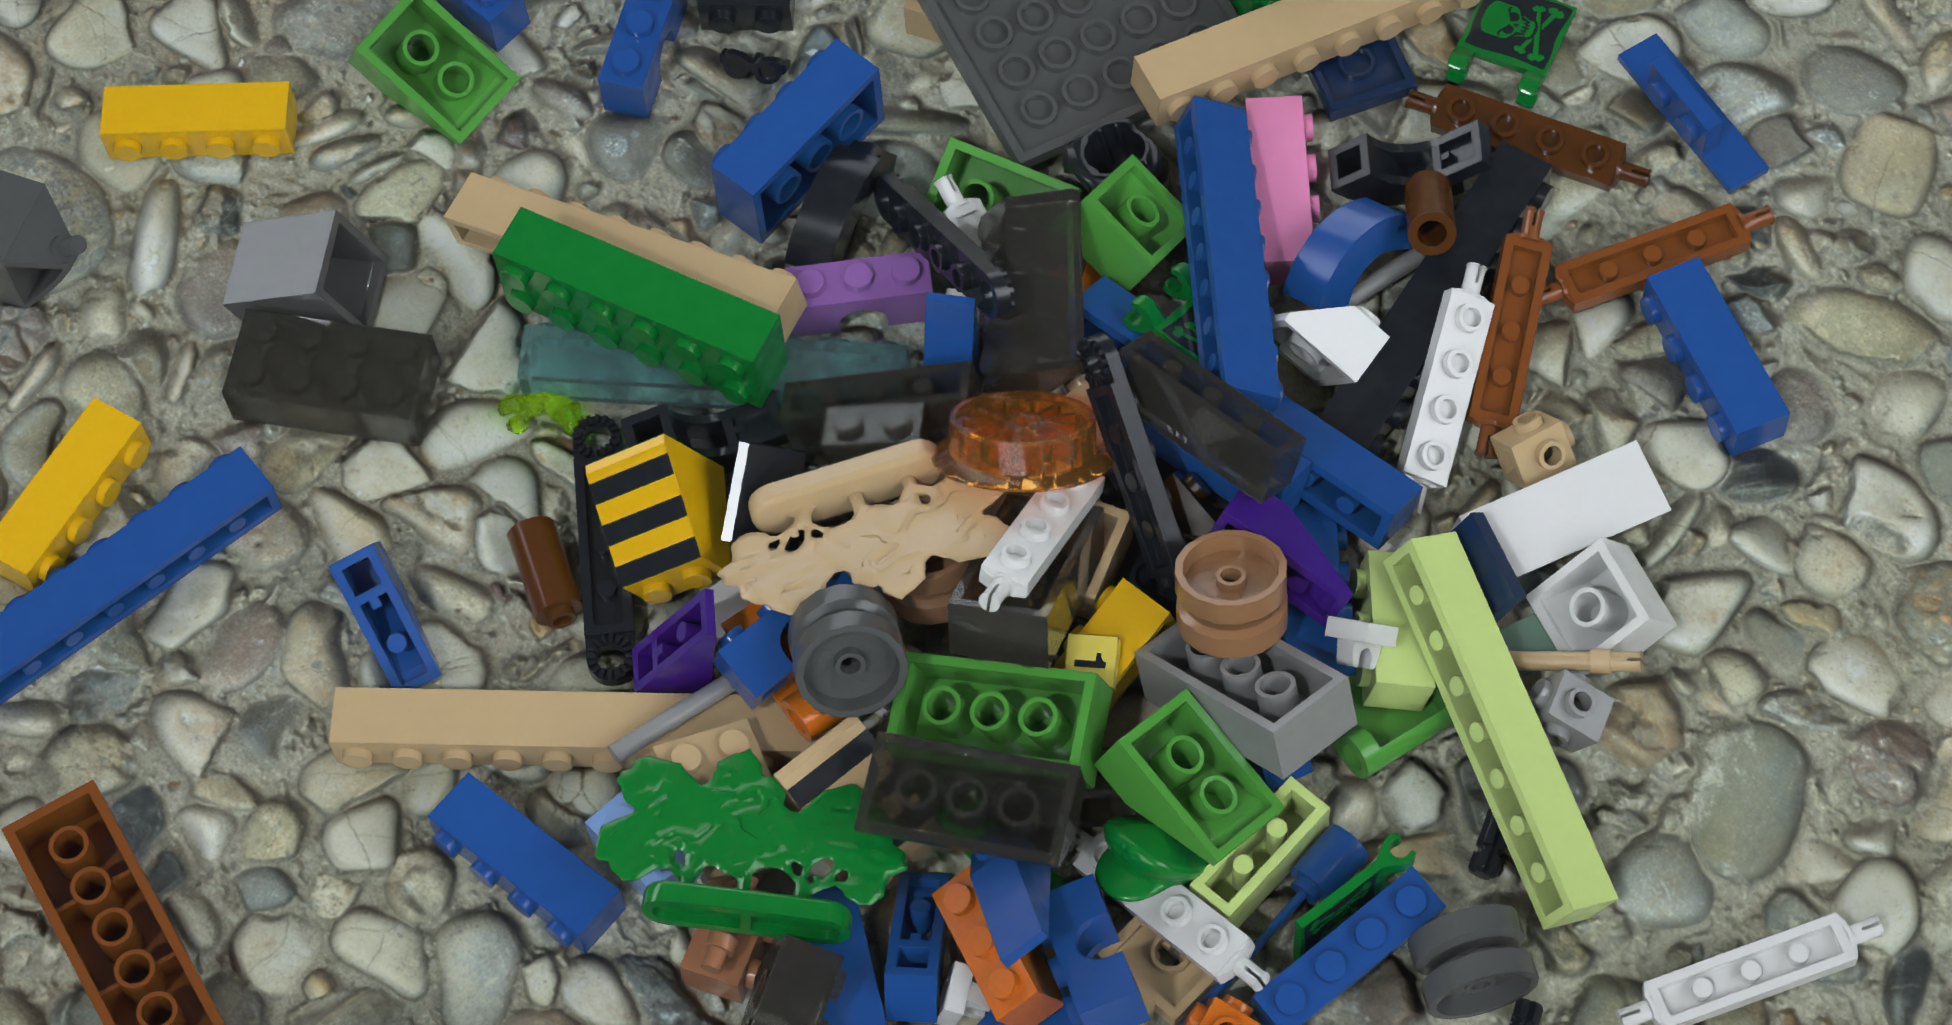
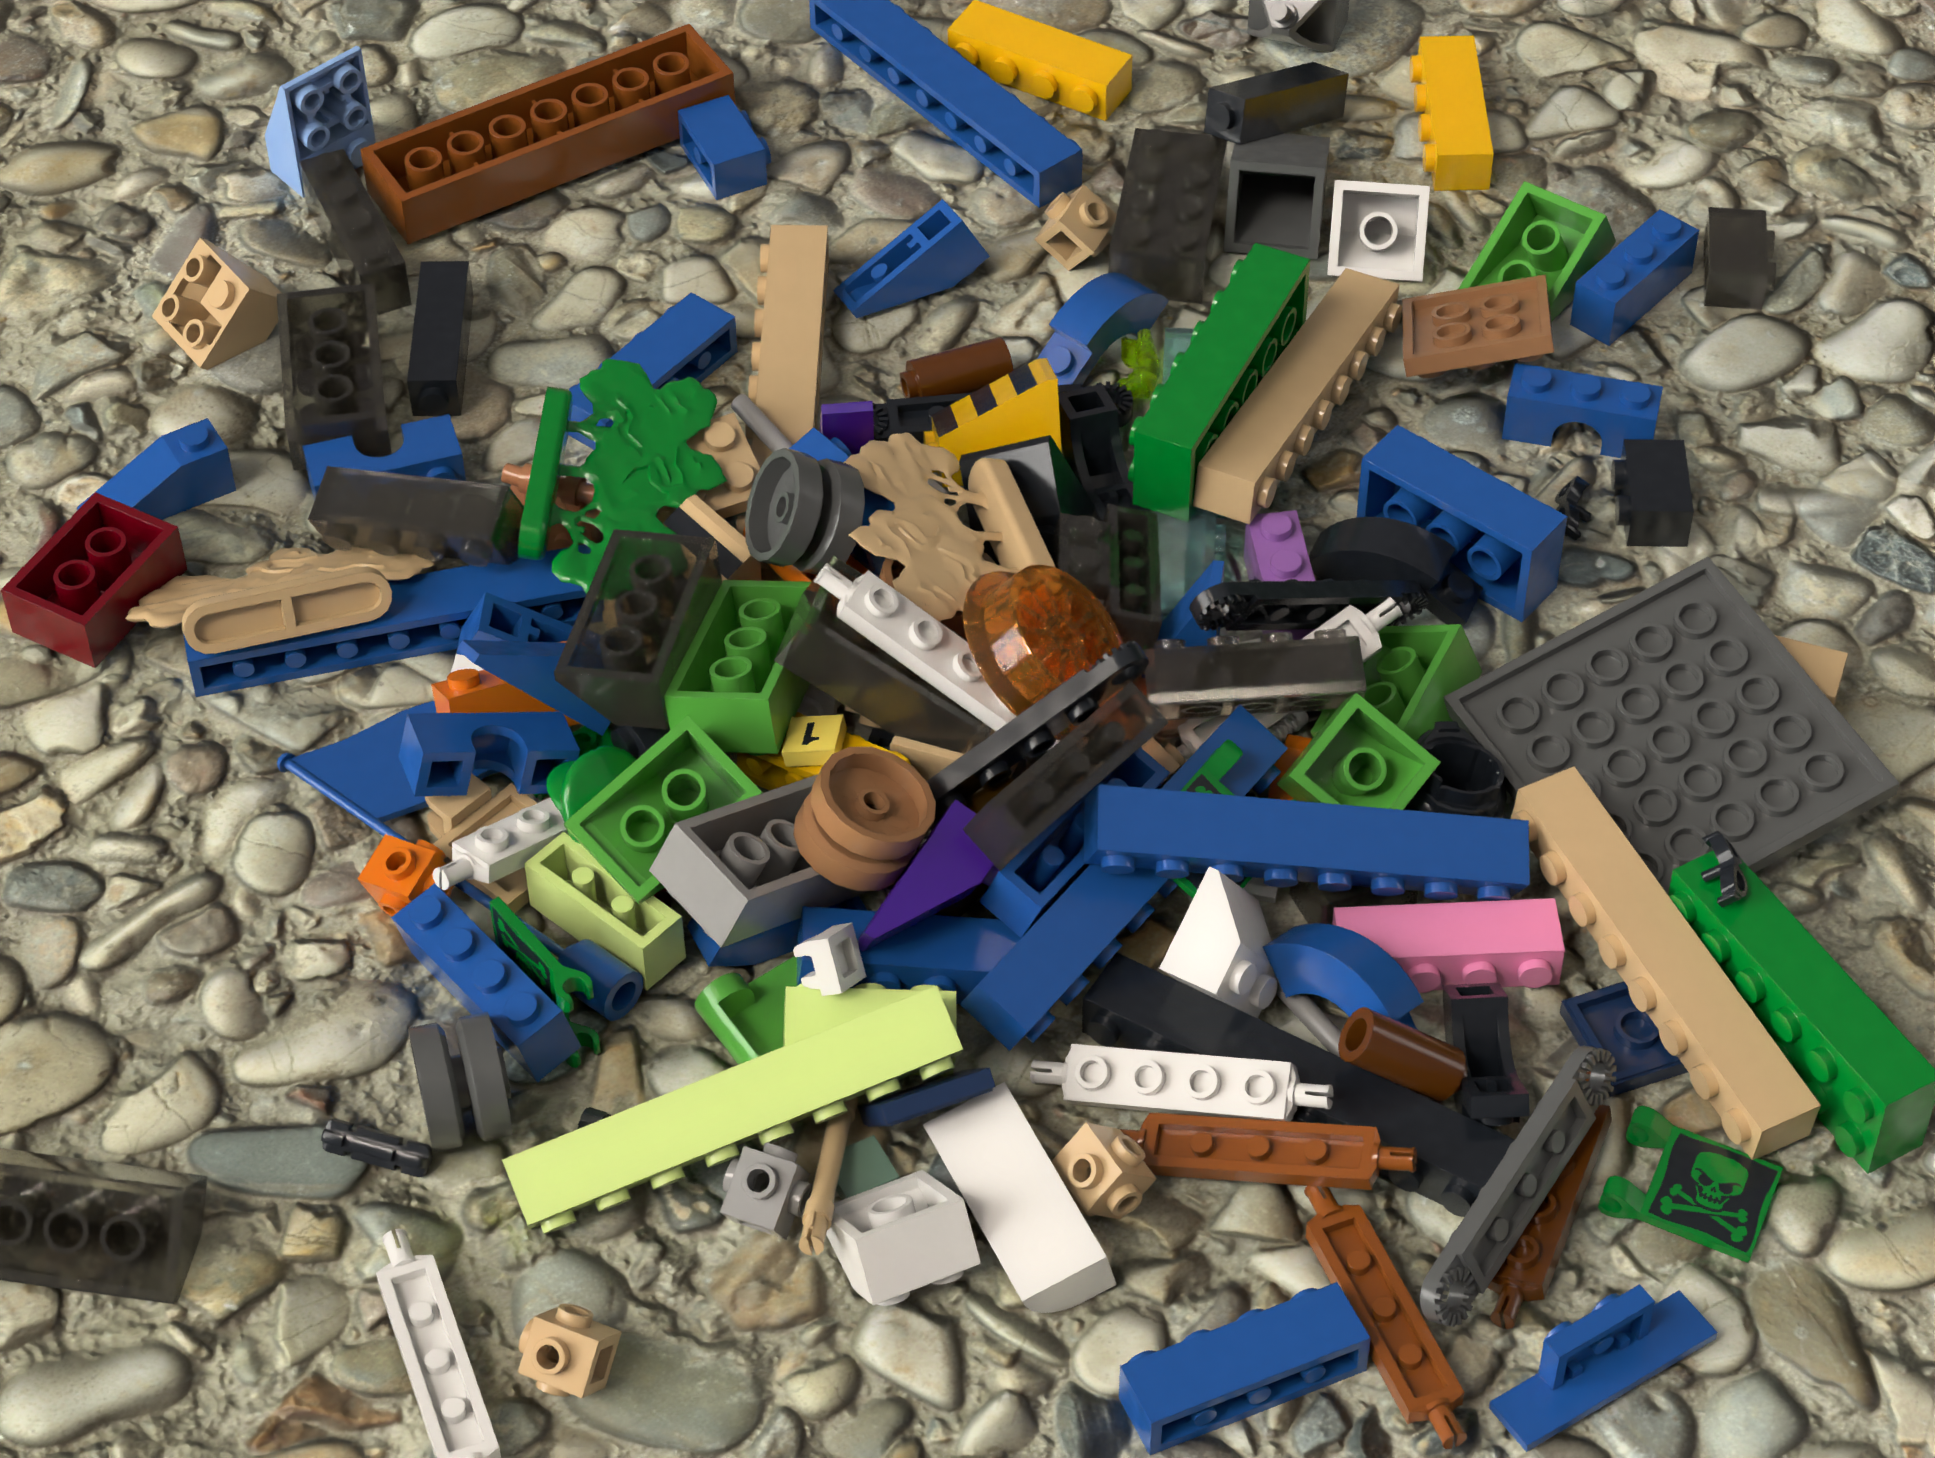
camera: 85 degrees right, 15 degrees down
(172, 806) = (723, 147): none -> blue brick
(196, 263) = (1275, 102): none -> black brick
(348, 458) = (1076, 227): none -> tan brick
(373, 189) = (1379, 229): none -> white slope
(503, 439) = (1095, 320): none -> blue arch
(537, 109) = (1477, 327): none -> medium nougat plate
(1564, 154) = (1517, 1186): none -> dark grey plate
(1741, 860) = (568, 1351): none -> tan brick

